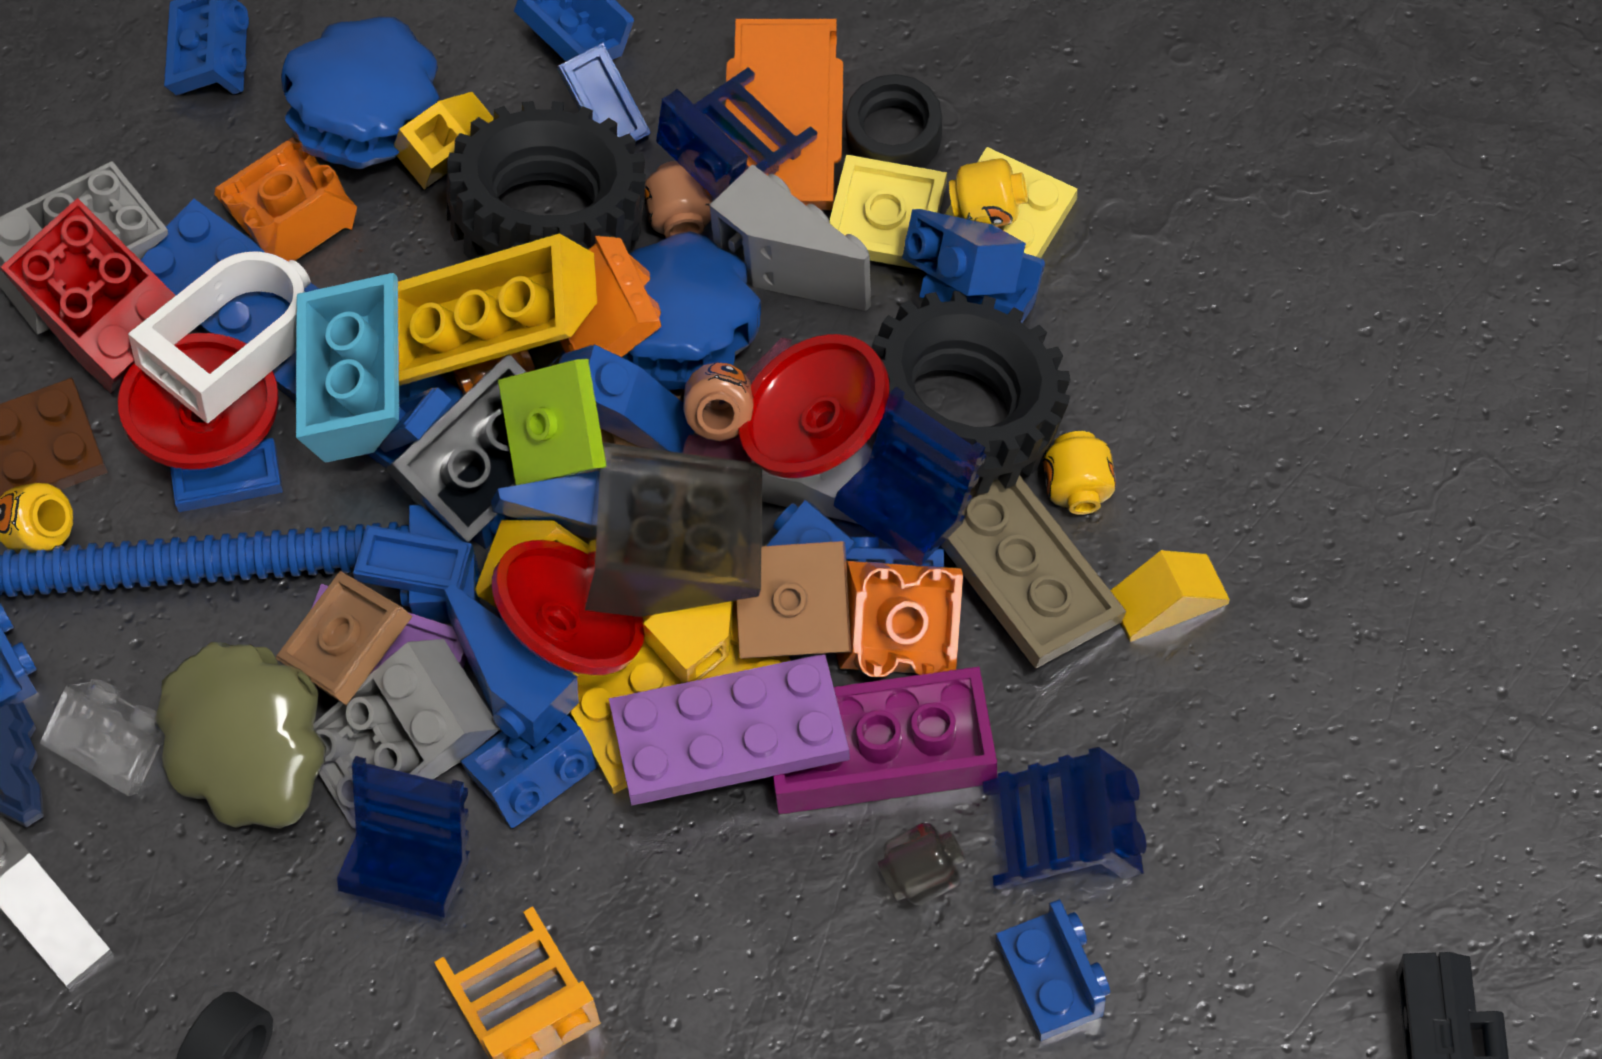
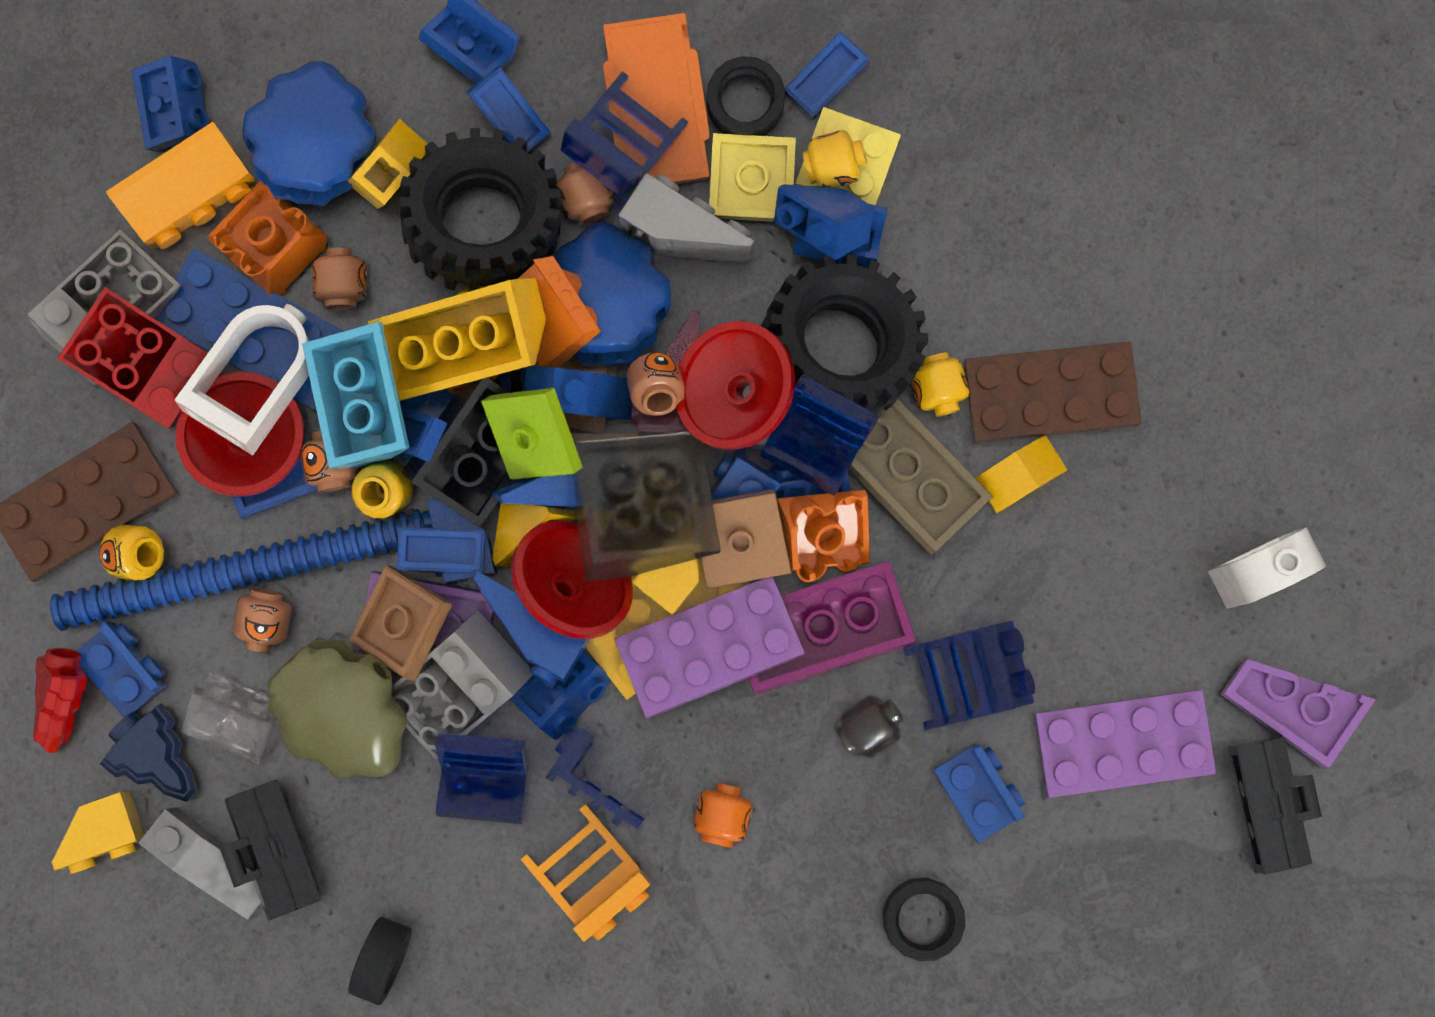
camera: 15 degrees left, 20 degrees up
(122, 893) = (276, 852): none -> black piece
(173, 621) = (262, 619): none -> nougat head
(197, 122) = (182, 187): none -> light orange slope
(291, 461) = (316, 467): none -> nougat head
(357, 489) = (381, 490): none -> yellow head
(359, 250) = (339, 279): none -> nougat head
(518, 845) = (572, 750): none -> clear blue plate
(708, 947) = (722, 815): none -> orange head
(997, 116) = (826, 75): none -> blue tile
(1224, 505) = (1052, 392): none -> reddish brown plate
(1257, 943) = (1124, 743): none -> medium lavender plate
(1481, 709) = (1267, 568): none -> white window
(1509, 941) = (1306, 713): none -> medium lavender wing

